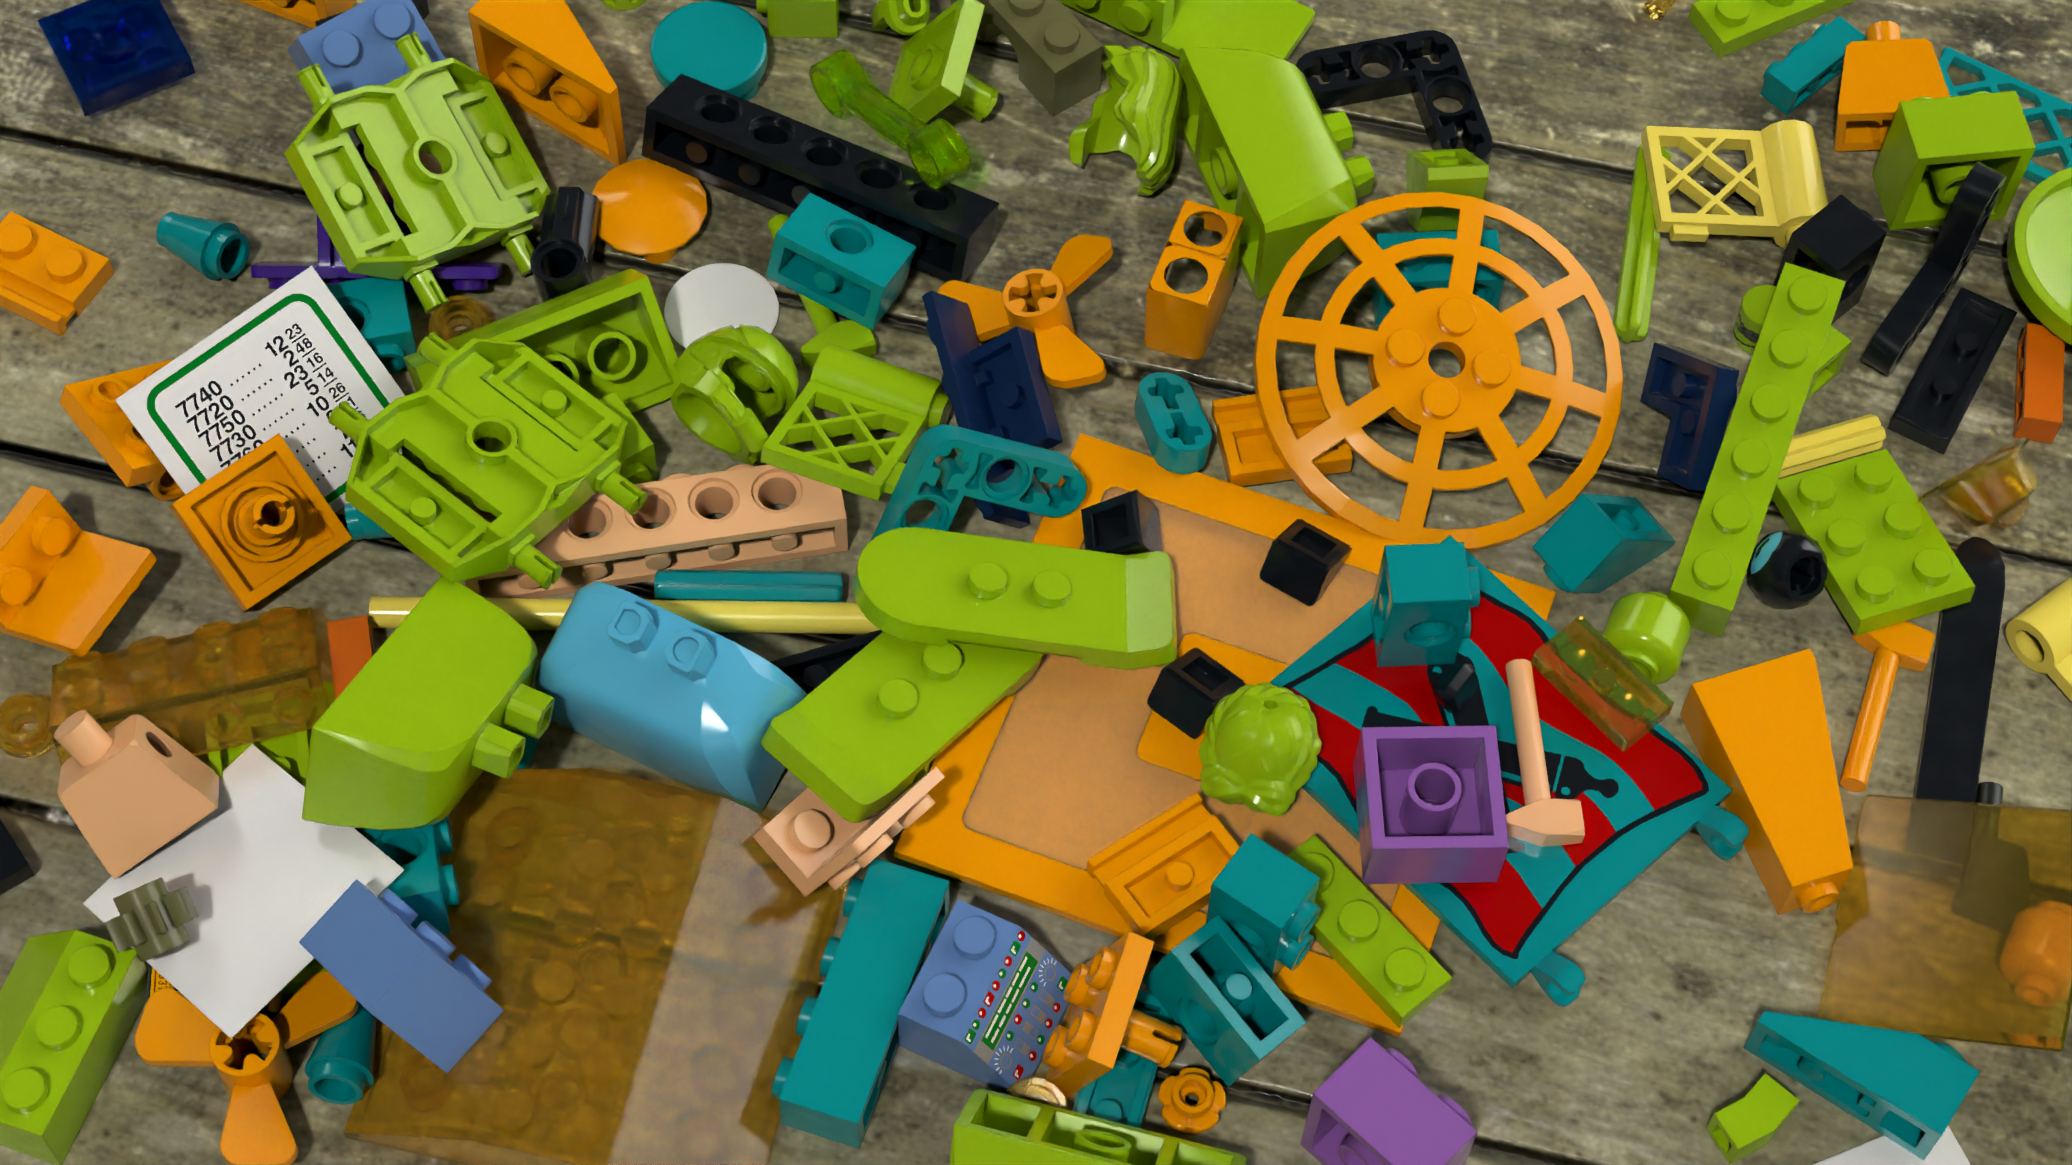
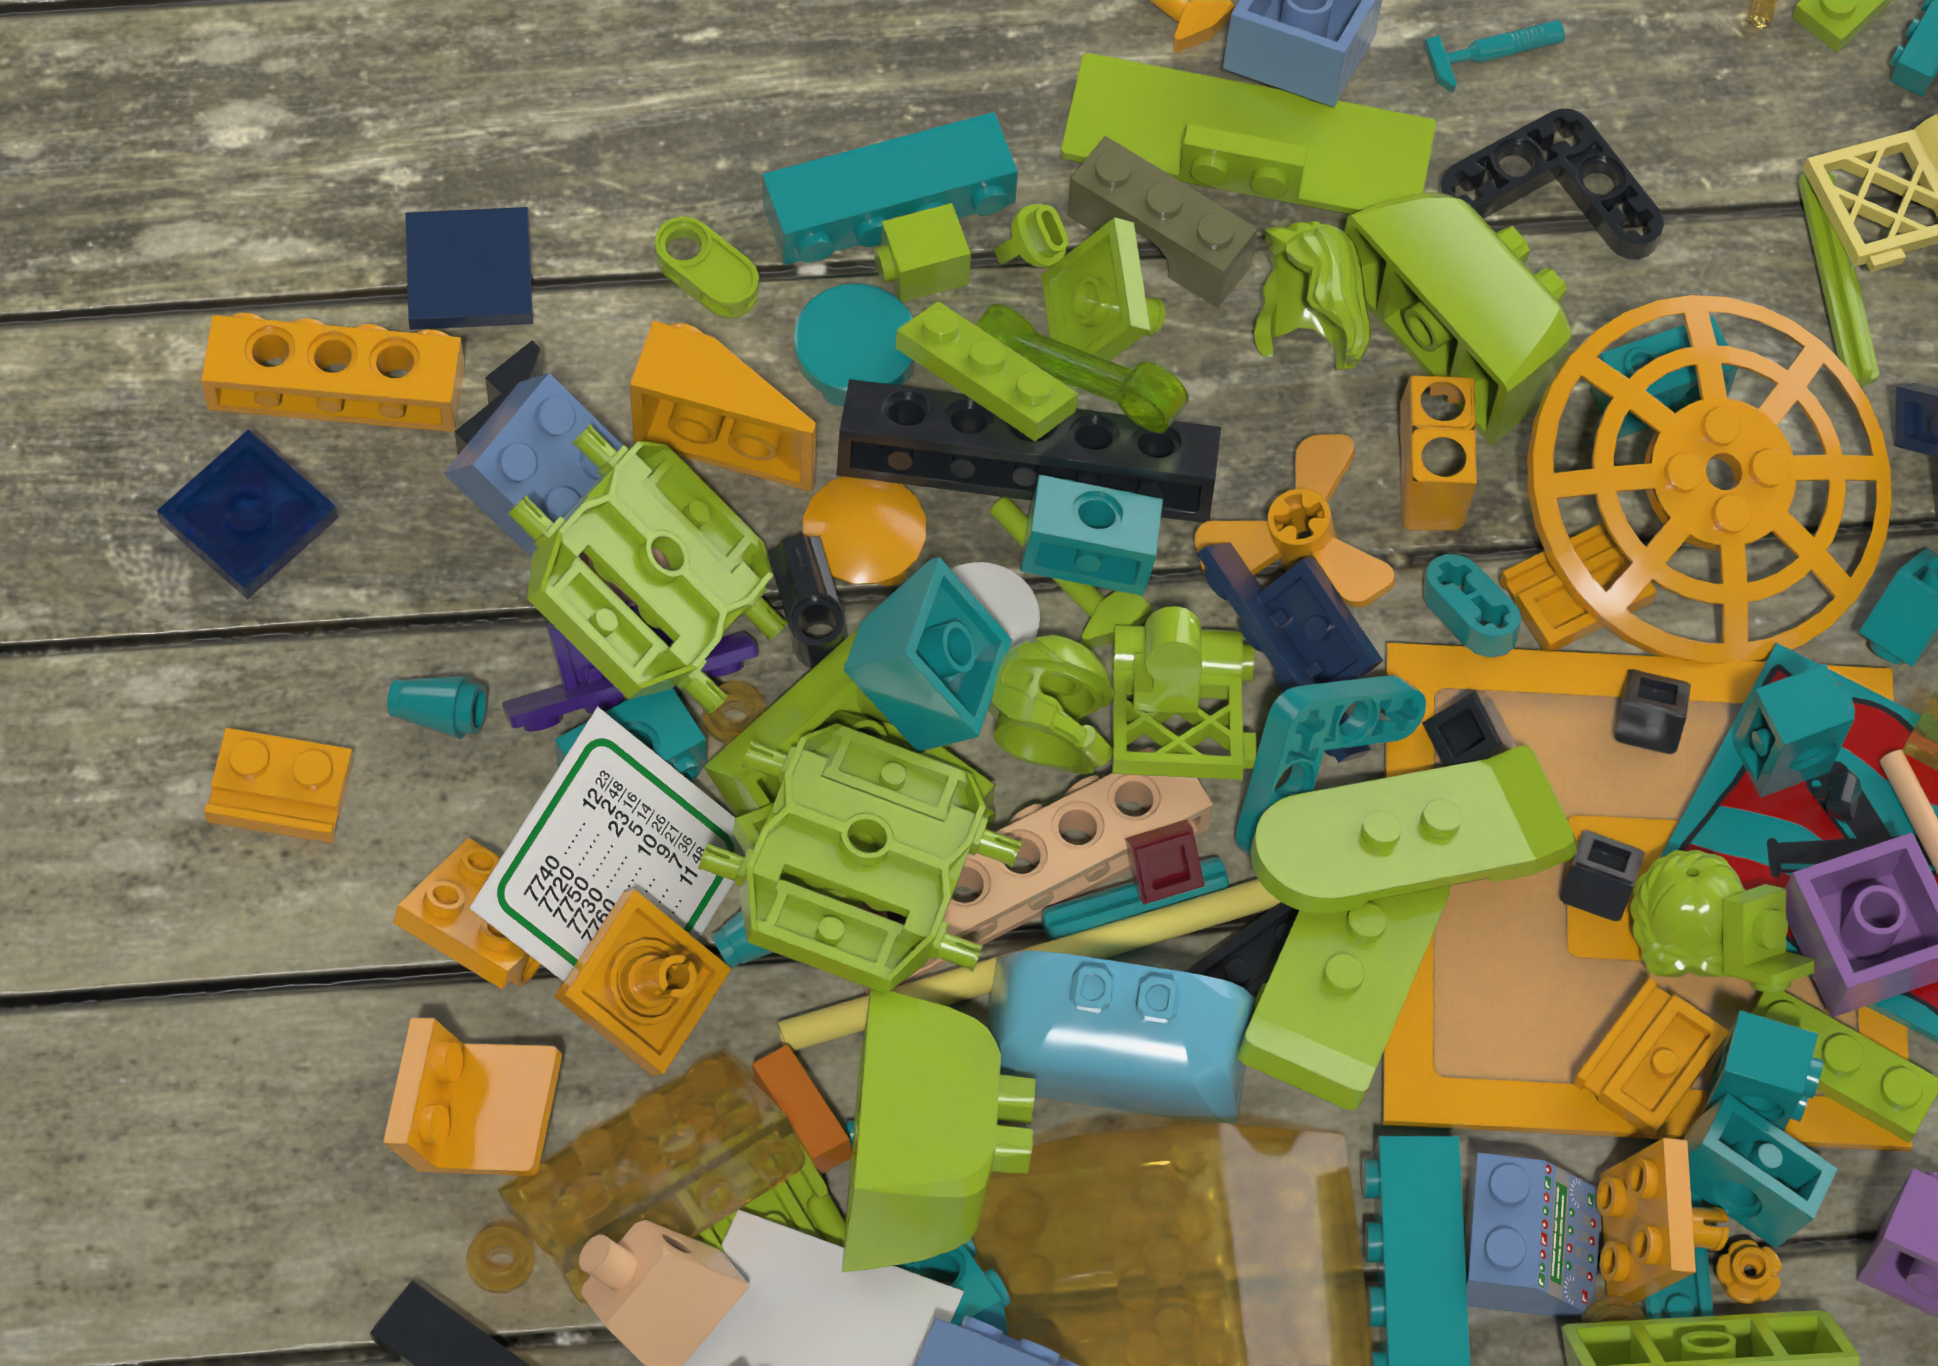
camera: 20 degrees left, 5 degrees up
(630, 309) = (930, 658): none -> teal slope
(780, 556) = (1165, 862): none -> dark red tile
(806, 98) = (986, 370): none -> lime plate
(820, 846) = (1330, 1142): light nougat bracket -> none
(853, 379) = (1171, 668): none -> lime leg
(1314, 786) = (1756, 940): none -> lime bracket
(1443, 171) = (1641, 273): lime slope -> none

